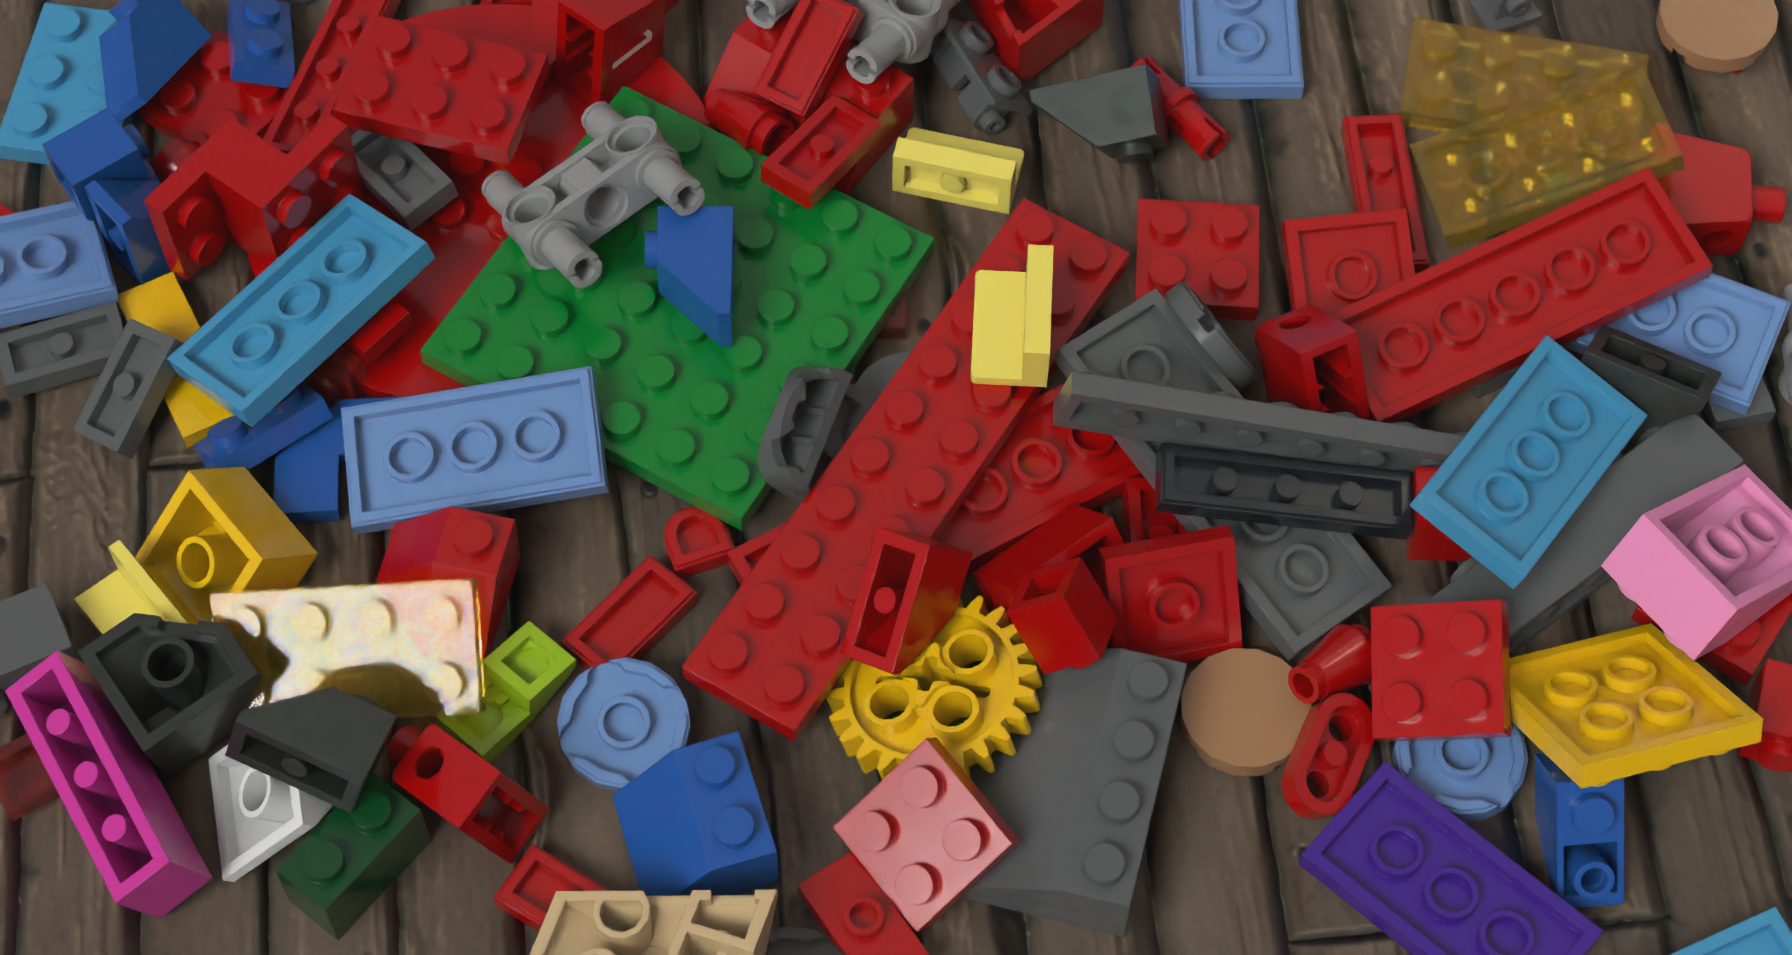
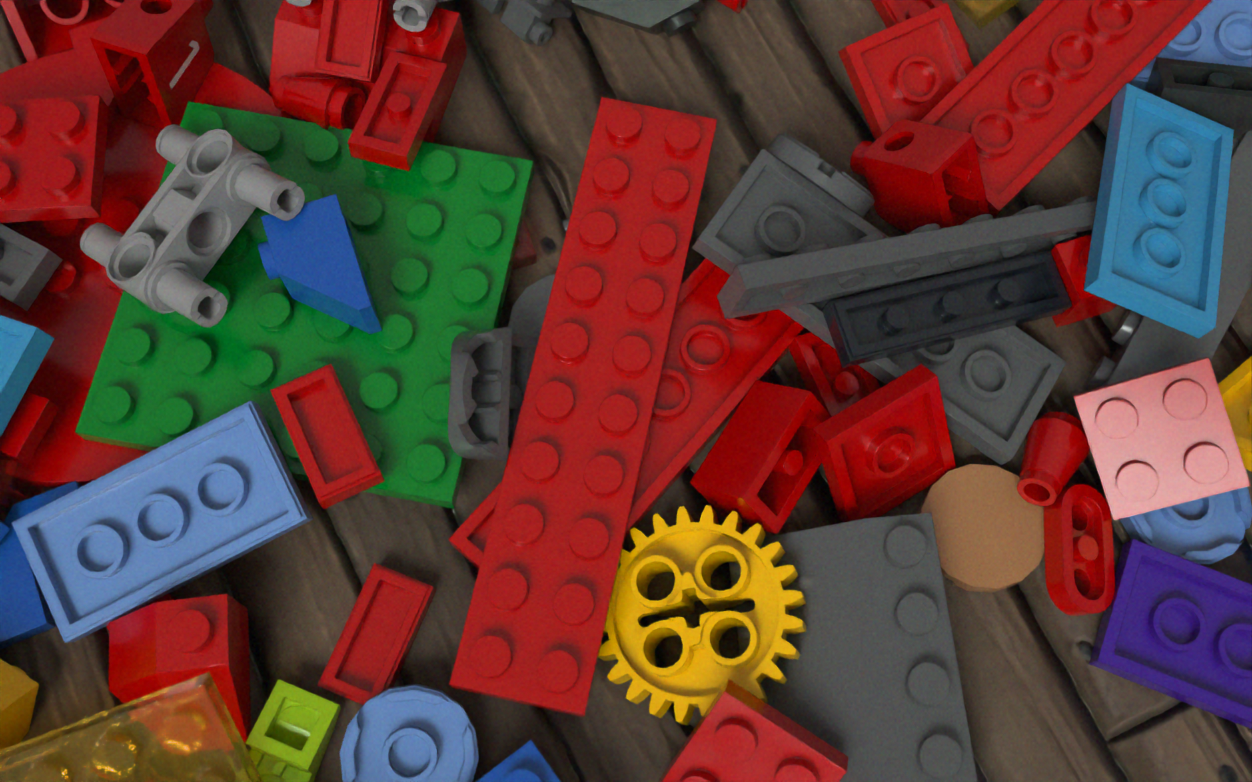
camera: 20 degrees left, 10 degrees up
(649, 421) = (327, 436): none -> red tile
(696, 542) = (413, 532): red tile -> none
(903, 598) = (642, 541): red slope -> none
(957, 170) = (525, 87): light yellow panel -> none
(1013, 323) = (645, 222): light yellow panel -> none
(1062, 616) = (805, 511): red brick -> none
(1206, 247) = (764, 97): red plate -> none

